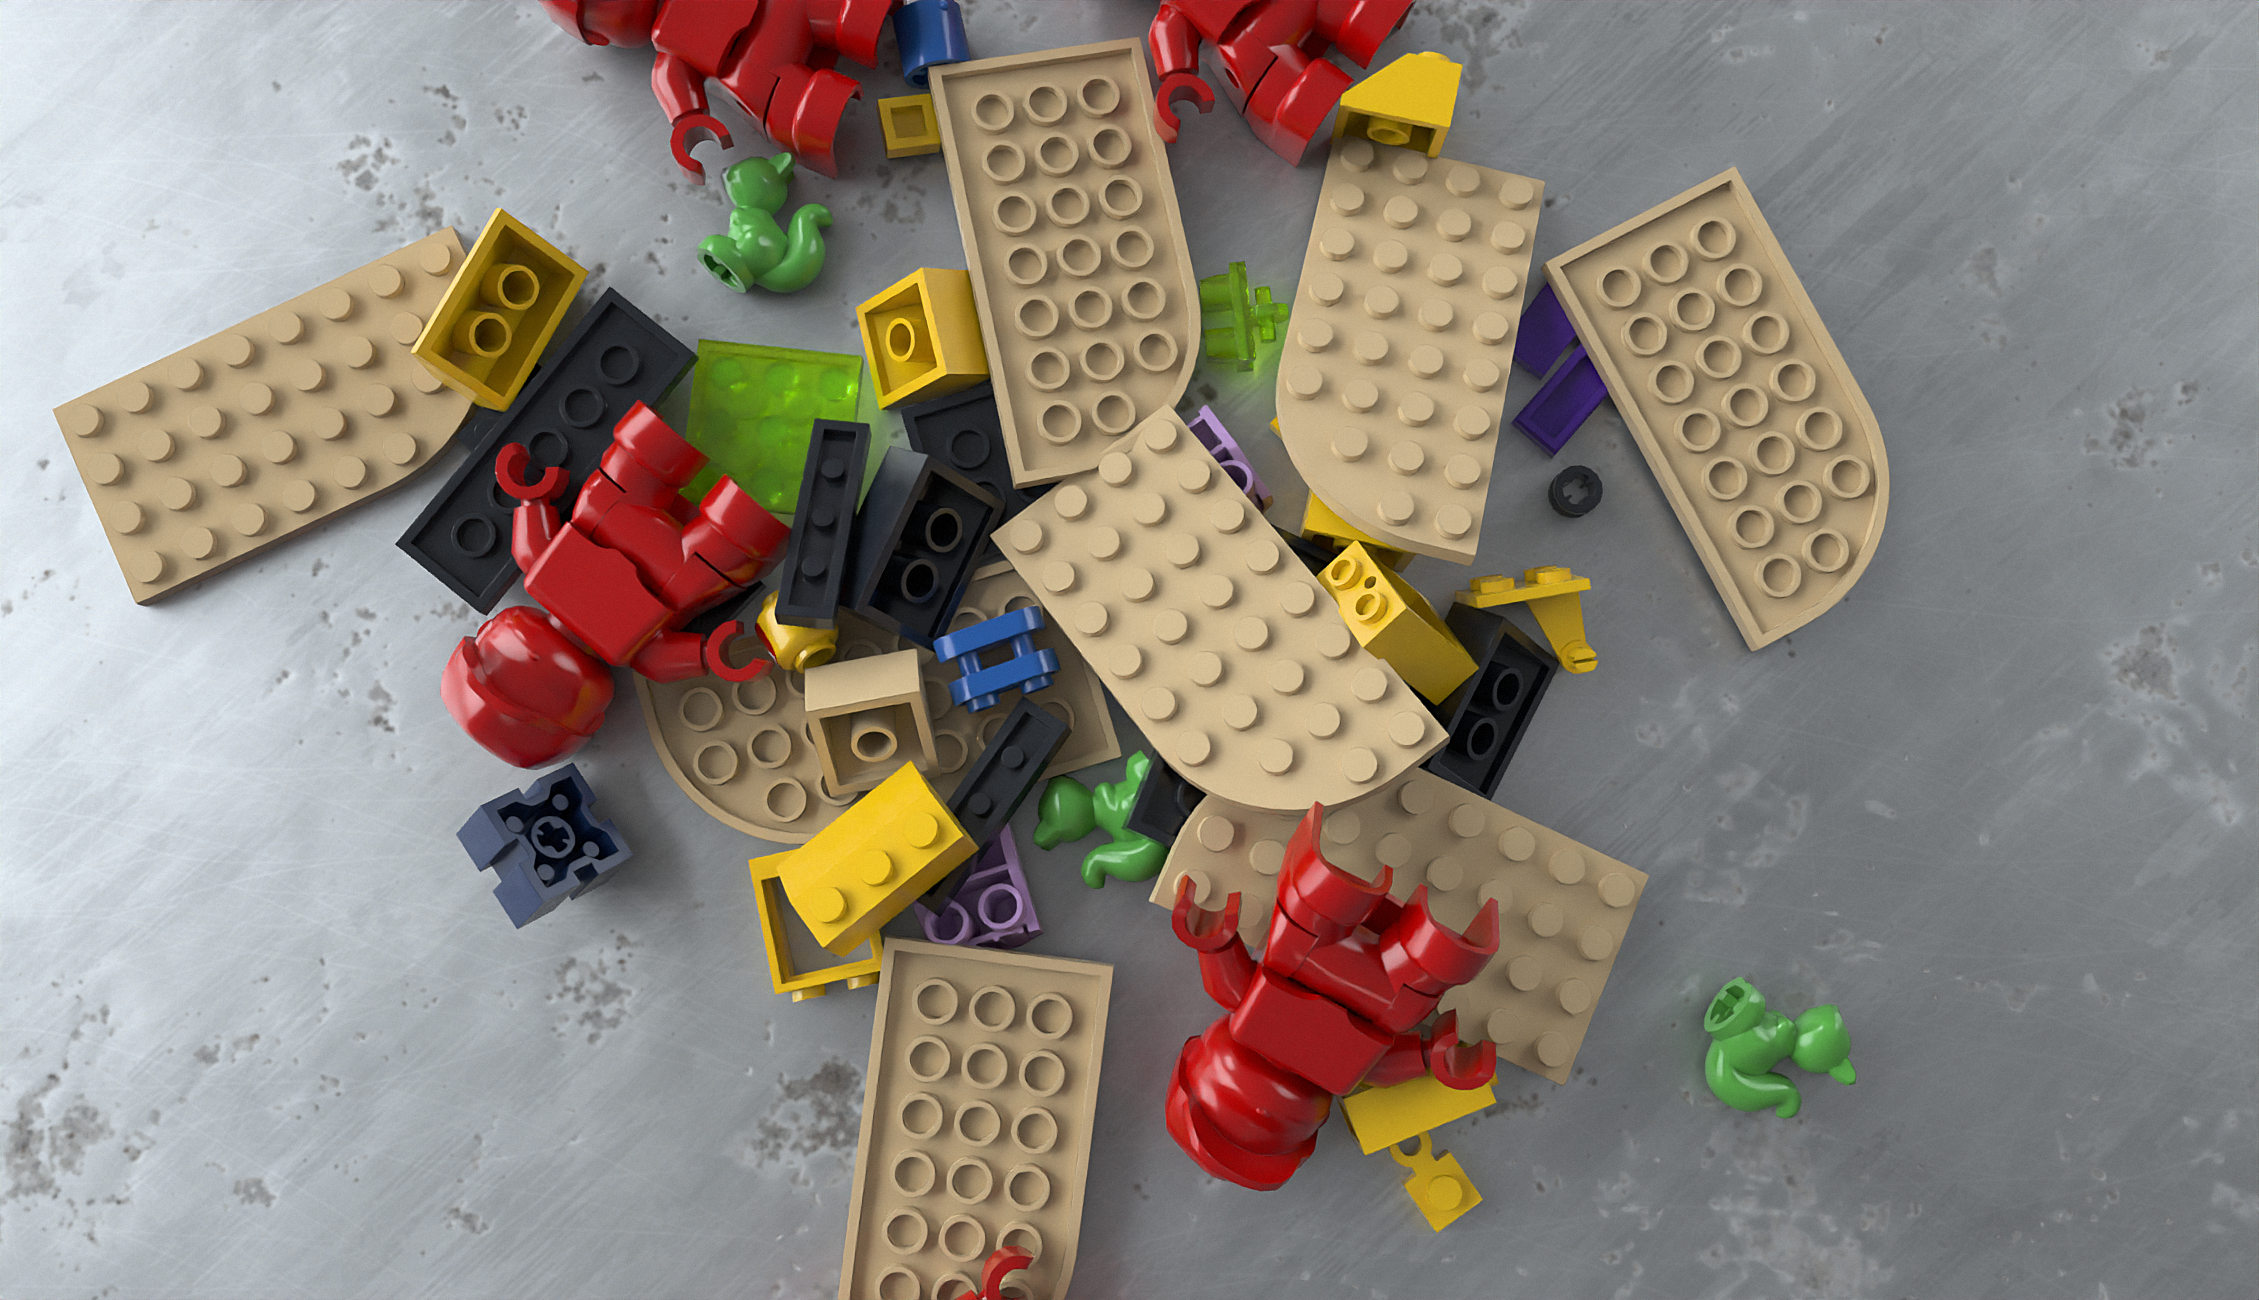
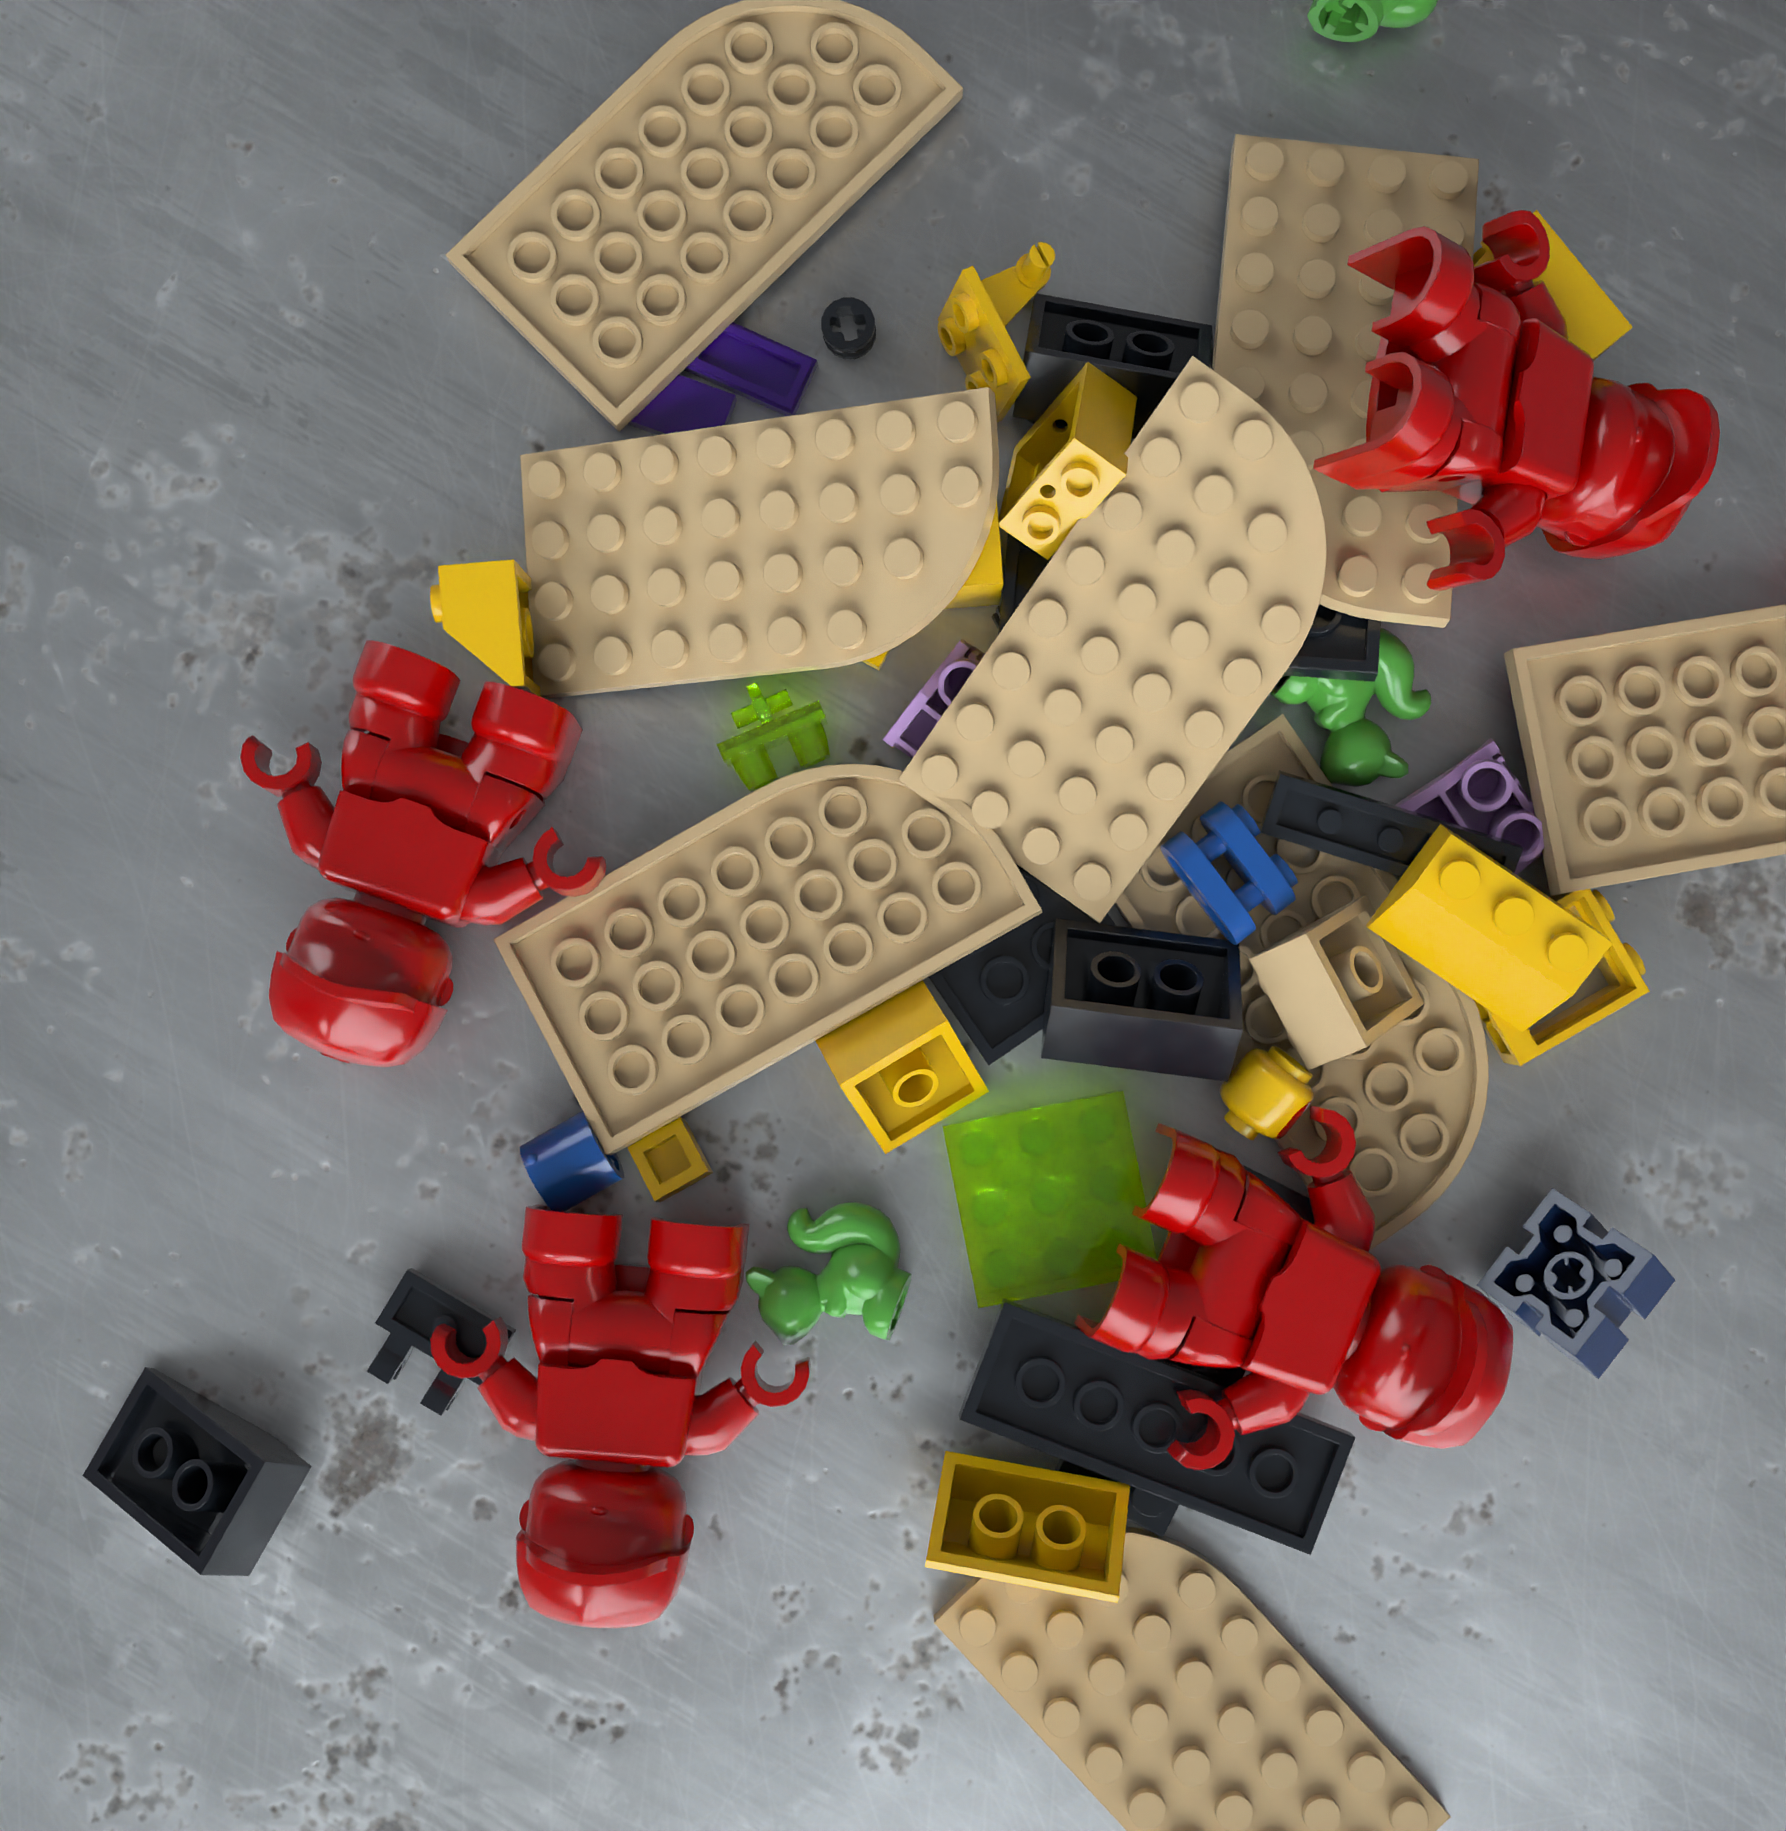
camera: 110 degrees left, 5 degrees up
(823, 524) = (1152, 1098): black plate -> none
(1437, 1183) = (1617, 256): yellow plate -> none

